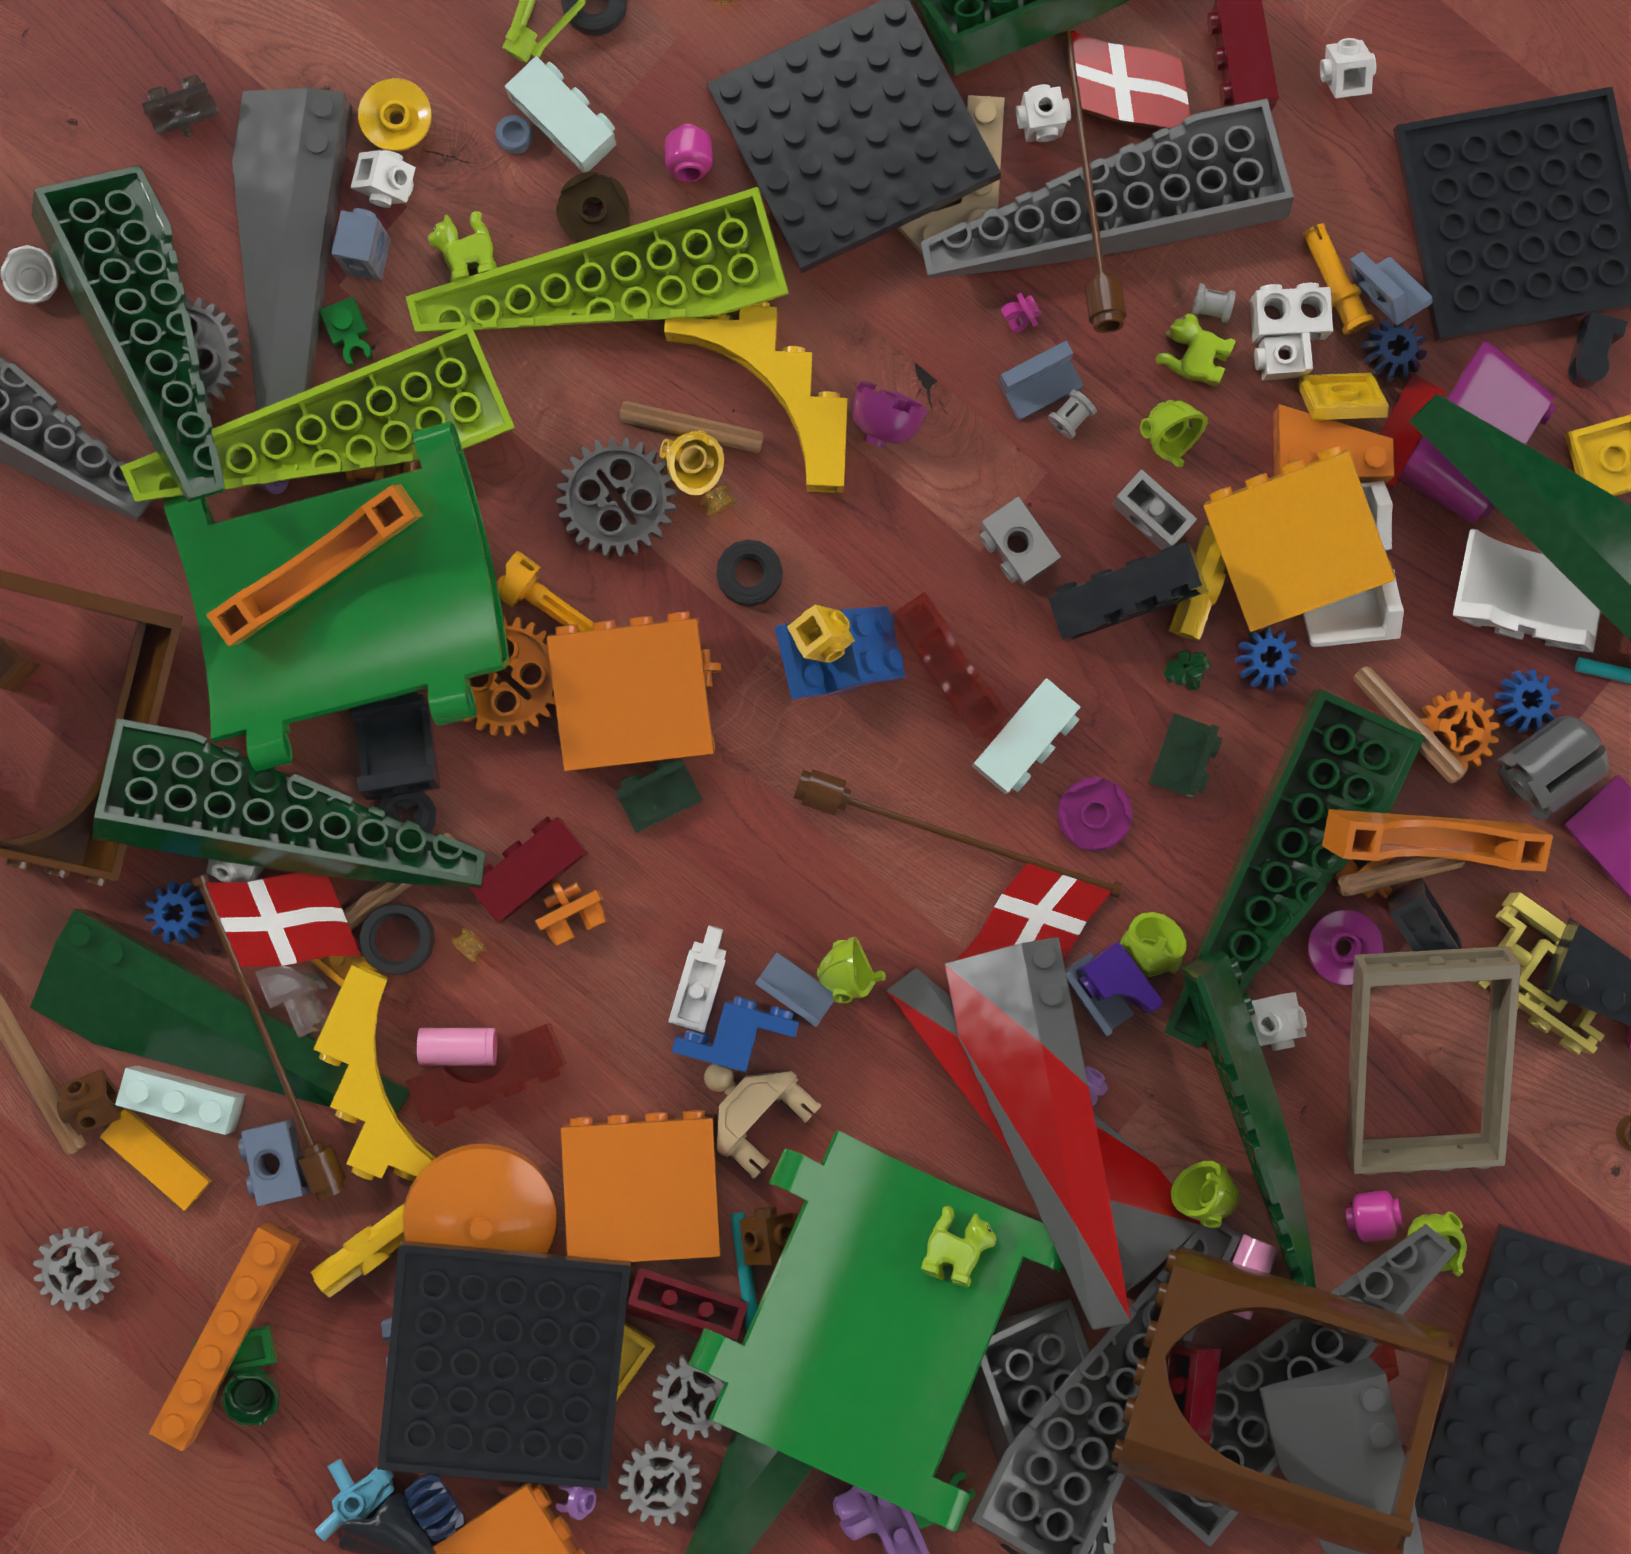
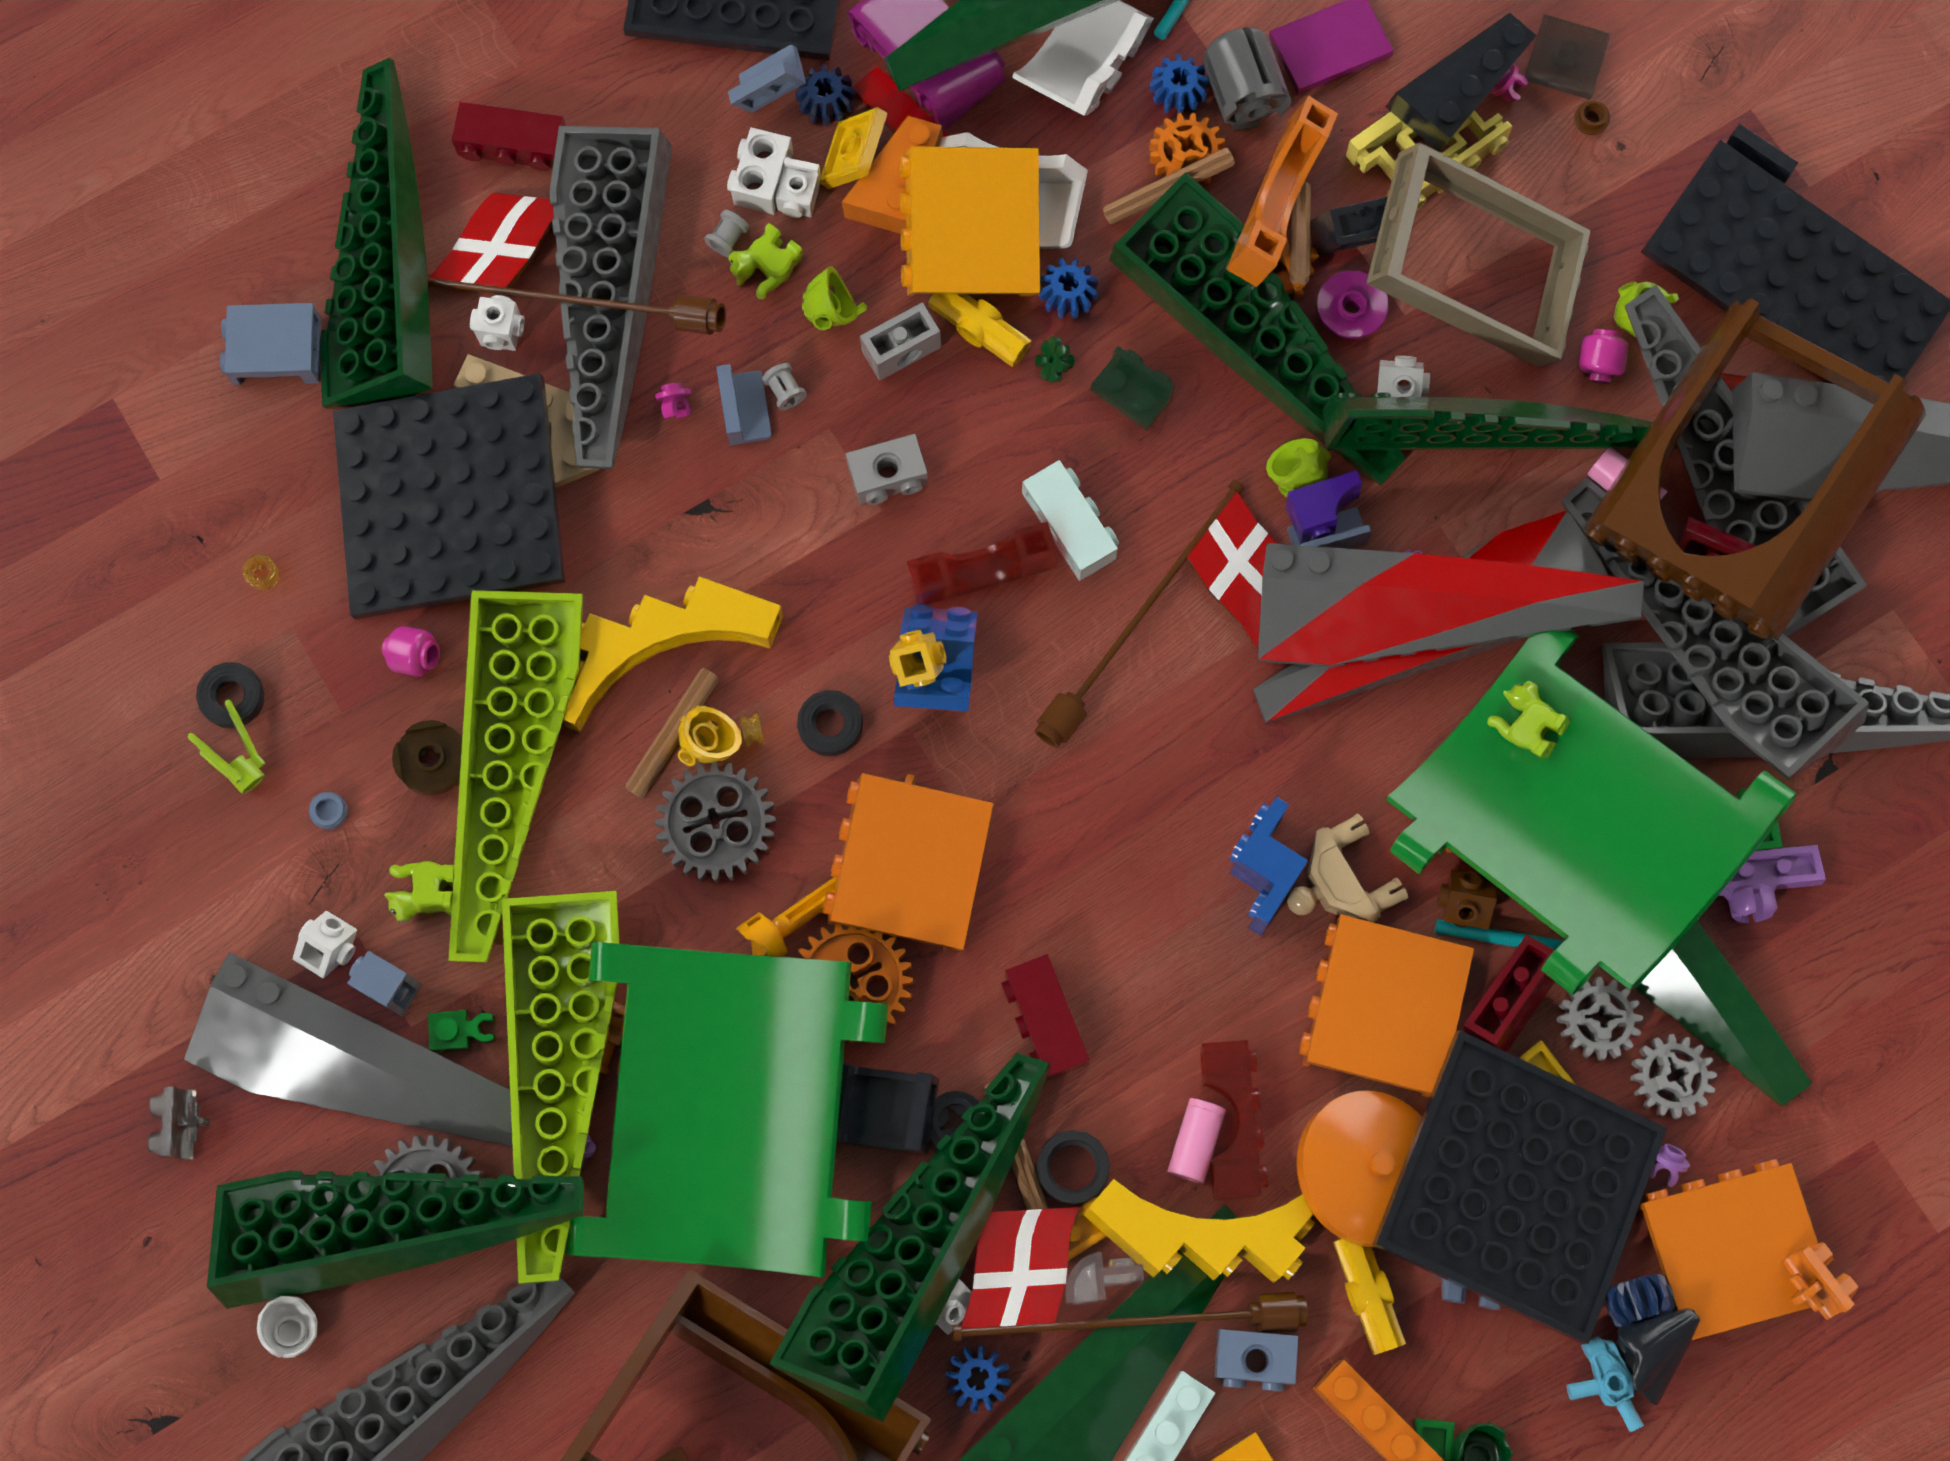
camera: 70 degrees left, 10 degrees down
(315, 566) = (686, 1116): orange arch -> none
(389, 99) = (254, 903): yellow dish -> none
(469, 944) = (1100, 1098): clear yellow bush -> none
(556, 921) = (1105, 1007): orange hips -> none
(562, 114) = (327, 757): light aqua brick -> none
(658, 794) = (1014, 873): clear green bracket -> none
(699, 982) = (1205, 890): white hinge -> none
(795, 989) = (1239, 803): sand blue panel -> none
(847, 971) = (1238, 750): lime helmet -> none
(886, 414) = (726, 549): magenta cylinder -> none
(1094, 814) = (1160, 485): magenta tile -> none
(1127, 592) = (968, 383): black wedge -> none
(1205, 1193) = (1540, 494): lime helmet -> none
(1343, 294) = (769, 119): light orange pin -> none
(1348, 68) = (557, 51): white brick -> none

